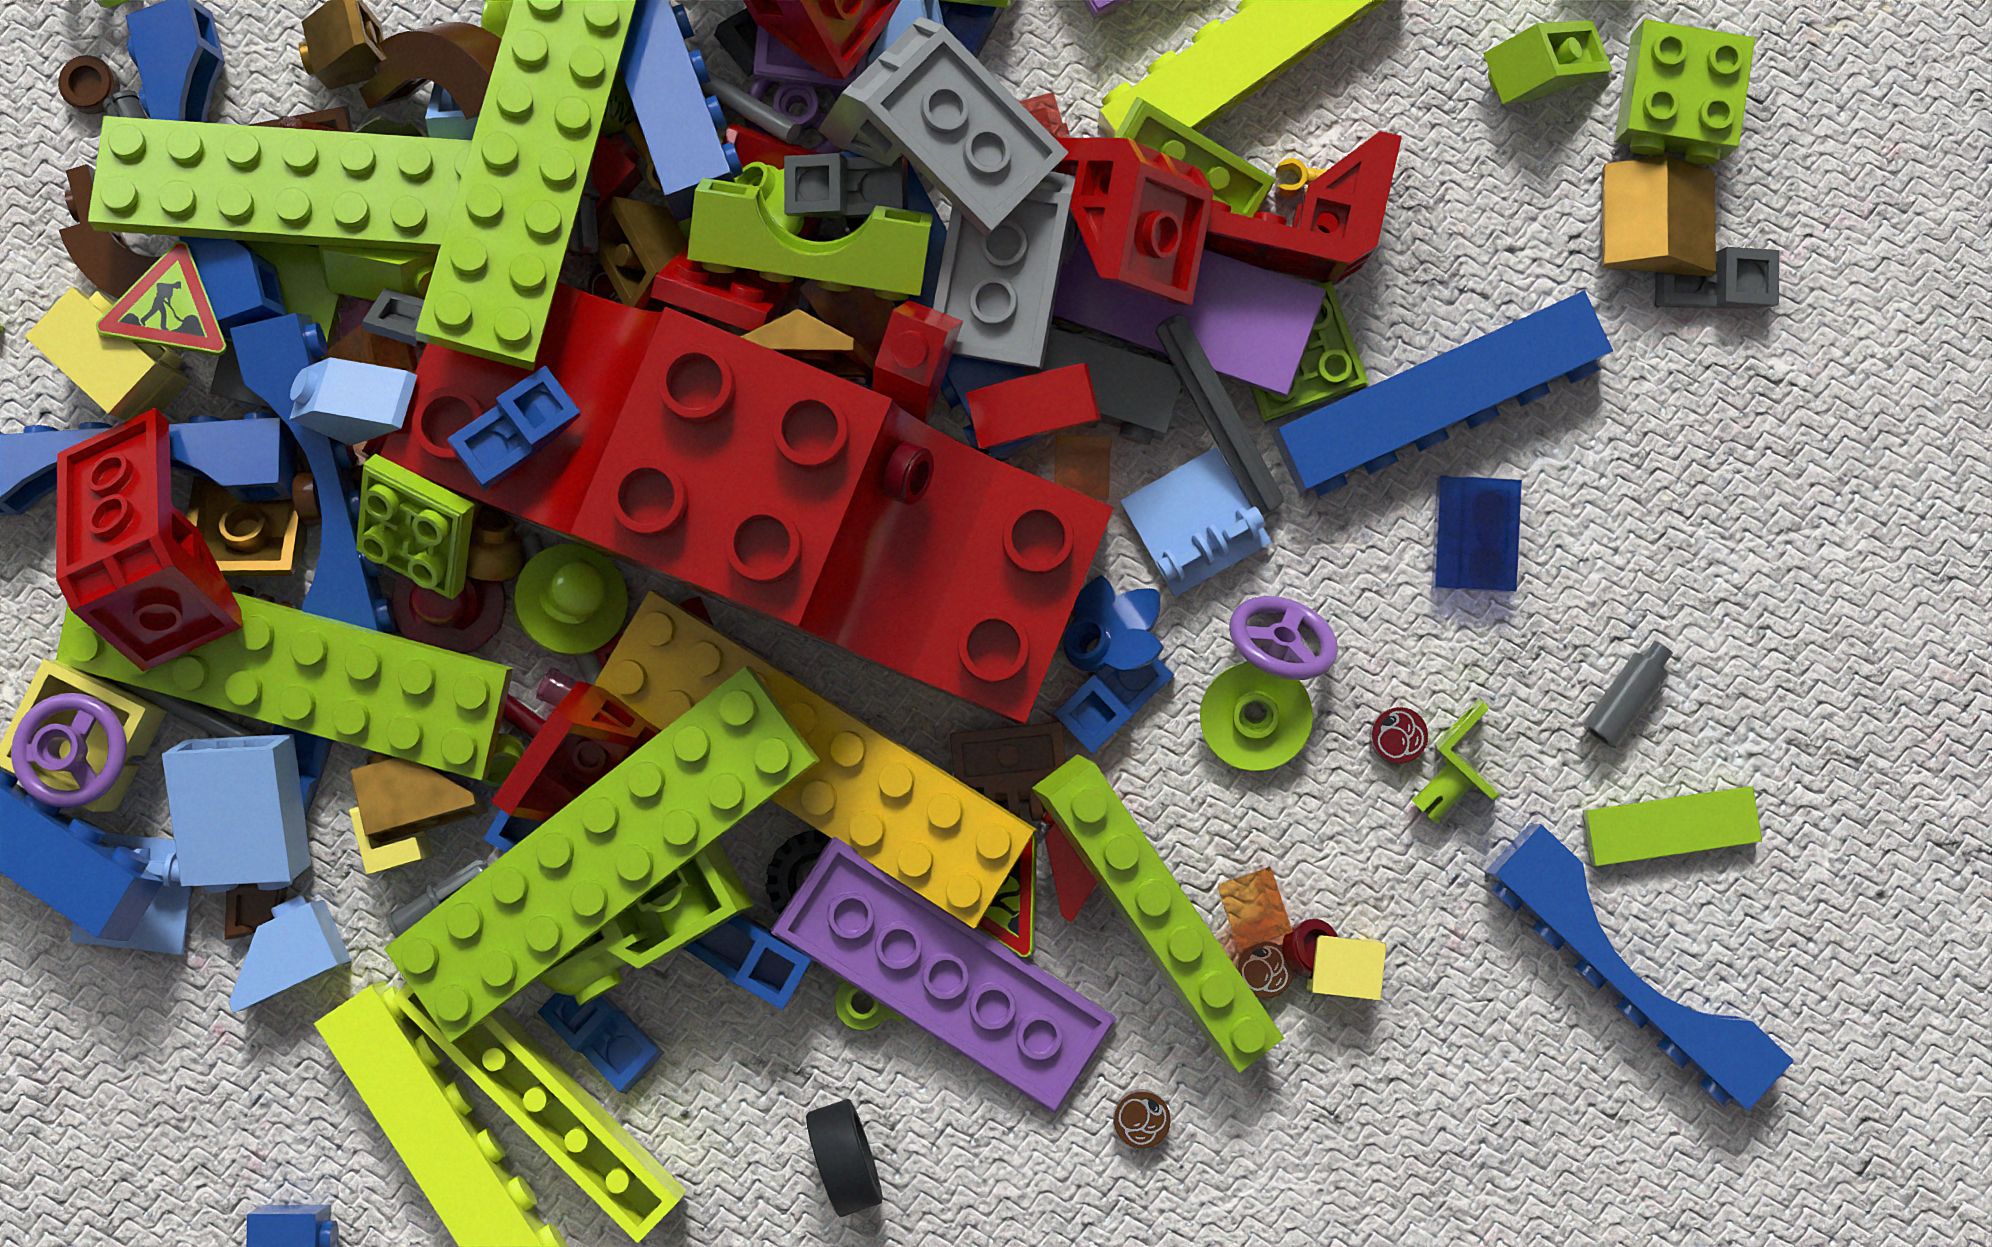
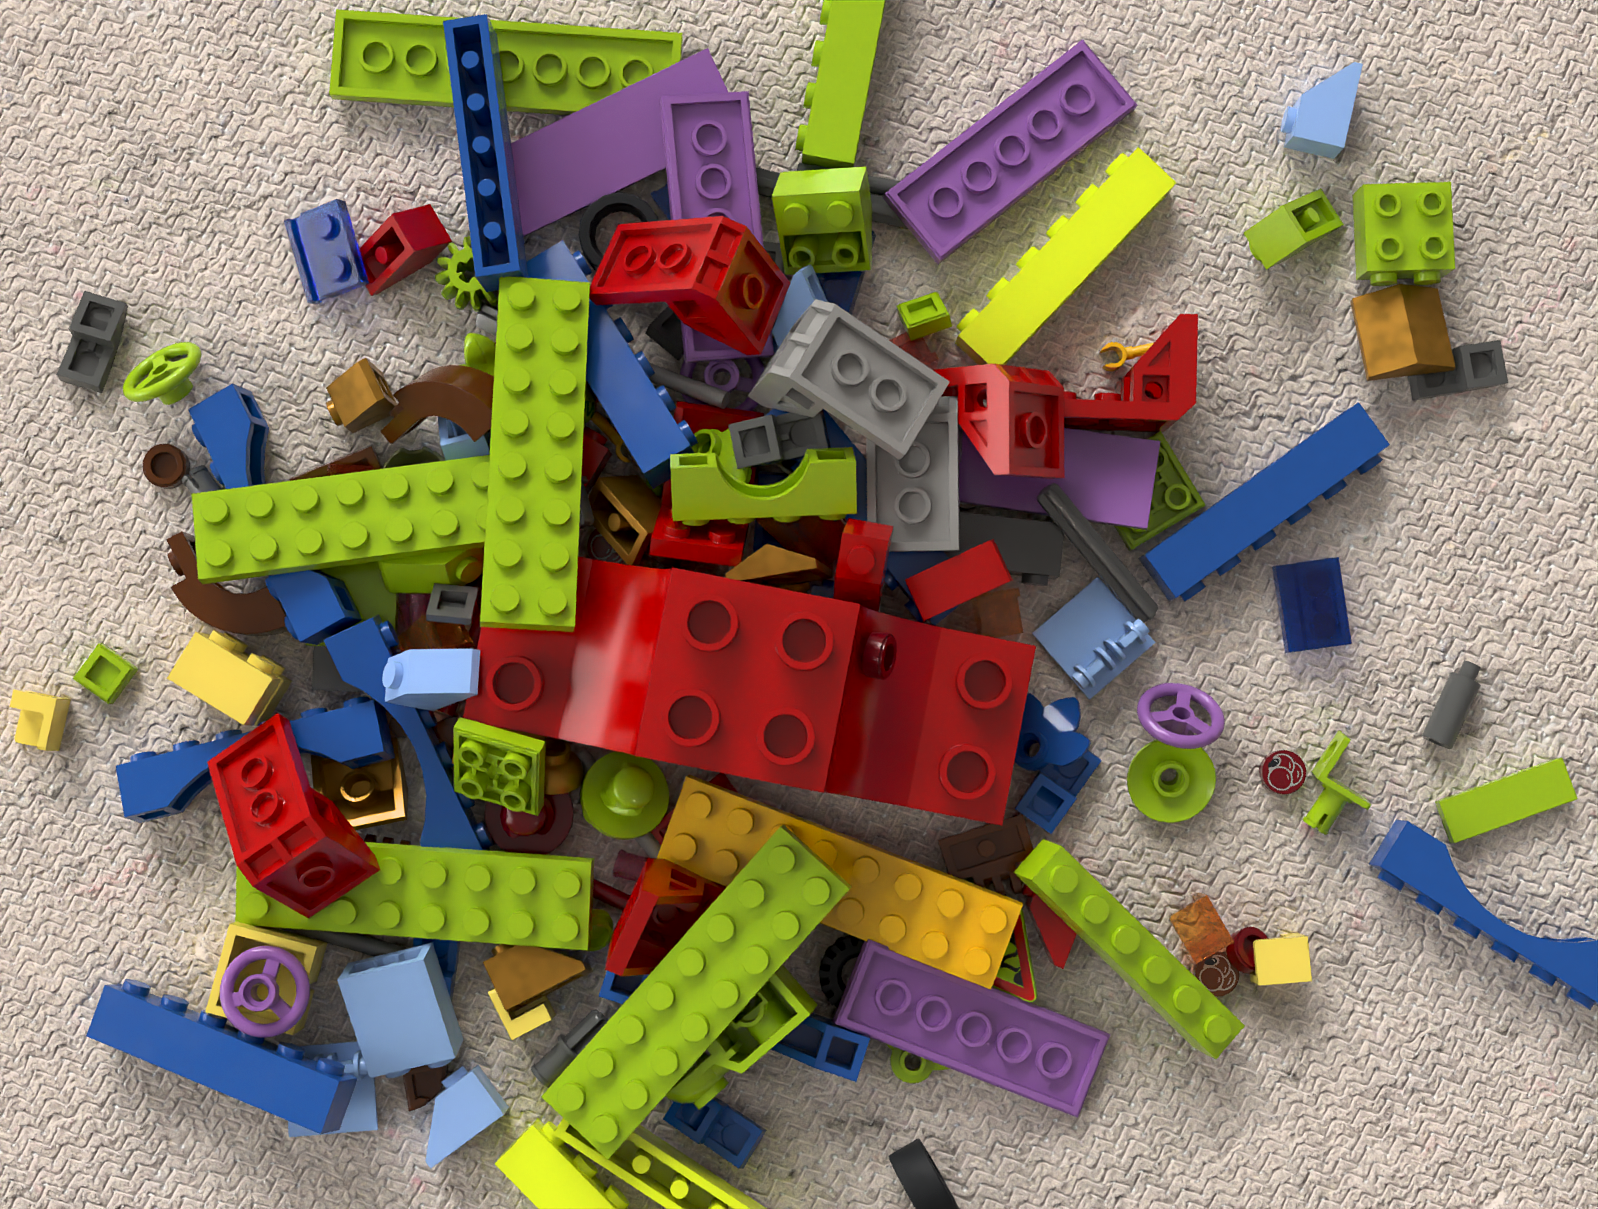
camera: 15 degrees left, 0 degrees up
(167, 308) = (272, 634): piece -> none
(306, 498) = (405, 756): reddish brown tile -> none
(515, 429) = (567, 679): blue slope -> none
(1064, 80) = (924, 315): none -> lime tile
(1141, 1118) = (1144, 1107): reddish brown tile -> none
(1229, 176) = (1007, 347): lime tile -> none

